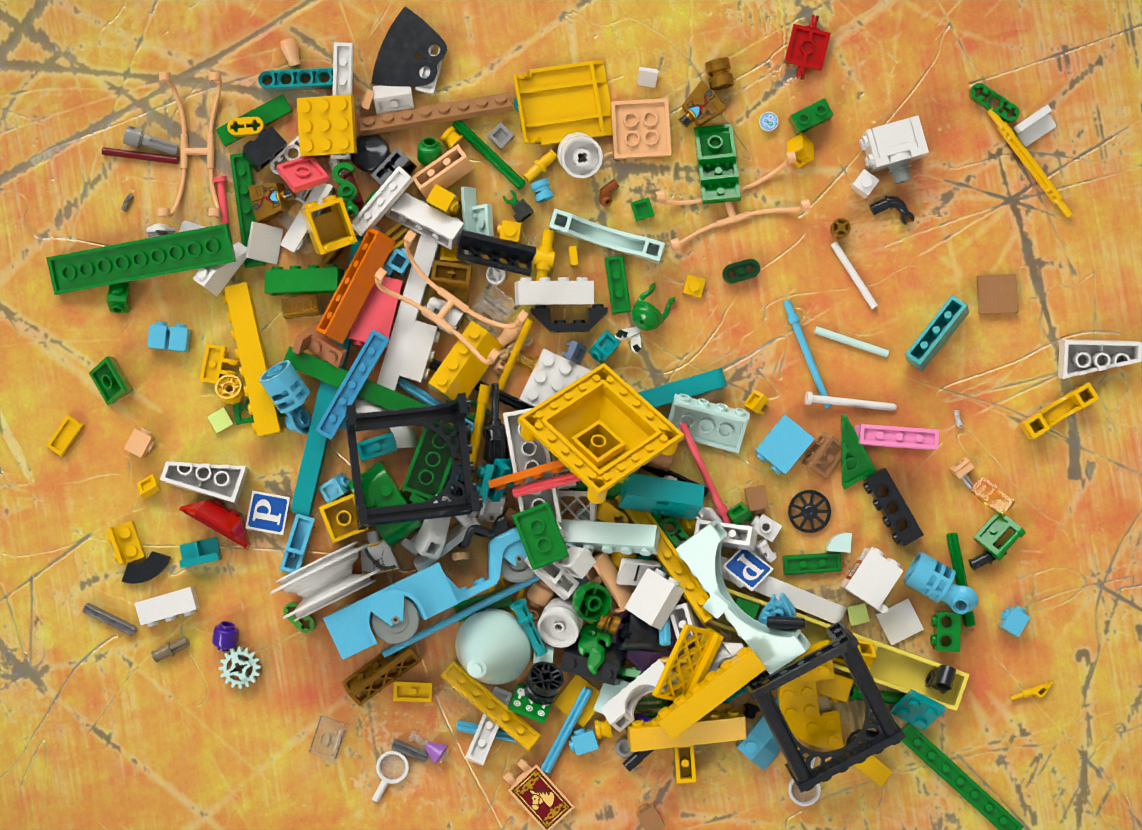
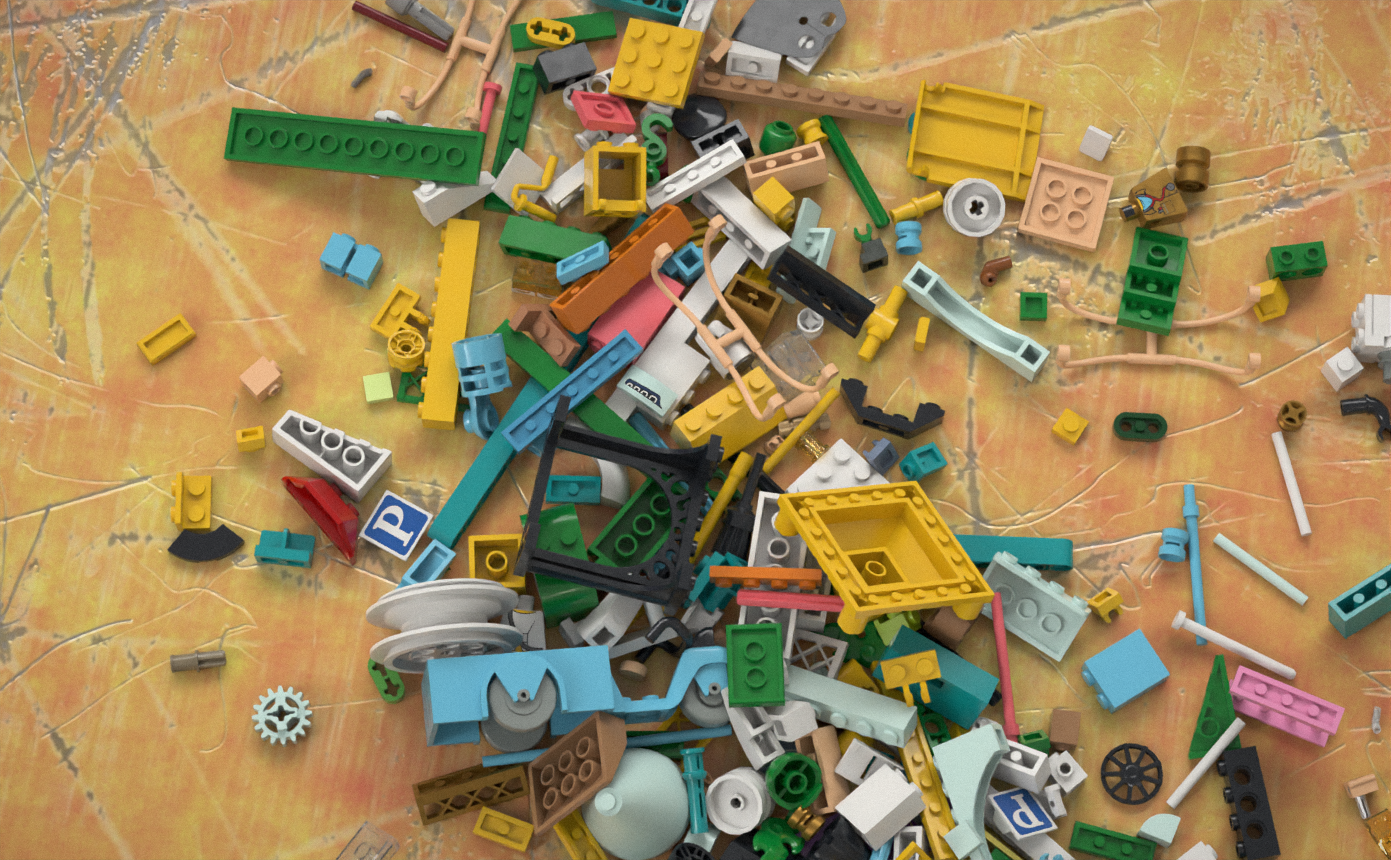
camera: 15 degrees right, 15 degrees down
(109, 619) = (131, 594): flat silver axle -> none
(110, 380) = (253, 288): green slope -> none
(118, 298) = (304, 190): green bracket -> none
(167, 606) = (216, 602): white brick -> none
(225, 636) = (278, 667): dark purple head -> none
(269, 257) = (521, 201): none -> yellow piece
(270, 200) = (548, 132): pearl gold torso -> none
(327, 293) = (585, 261): none -> medium azure plate
(335, 487) = (498, 521): medium azure bracket -> none
(402, 364) = (647, 390): none -> light aqua slope
(447, 646) = (575, 768): none -> medium nougat slope
(501, 135) = (877, 154): light grey tile -> none
(509, 231) = (849, 271): yellow brick -> none
(539, 594) = (725, 755): light nougat head -> none
(554, 292) = (881, 368): white brick -> none
(617, 284) = (968, 391): green tile -> none
(645, 318) = (992, 440): green hair -> none
(645, 503) = (910, 670): none -> yellow hinge
(768, 121) = (1238, 251): tile -> none
(789, 342) = (1173, 545): none -> medium azure wheel
(807, 47) = (1319, 175): red plate -> none
(823, 455) = (1175, 704): medium nougat bracket -> none
(856, 488) = (1205, 763): none -> white bar

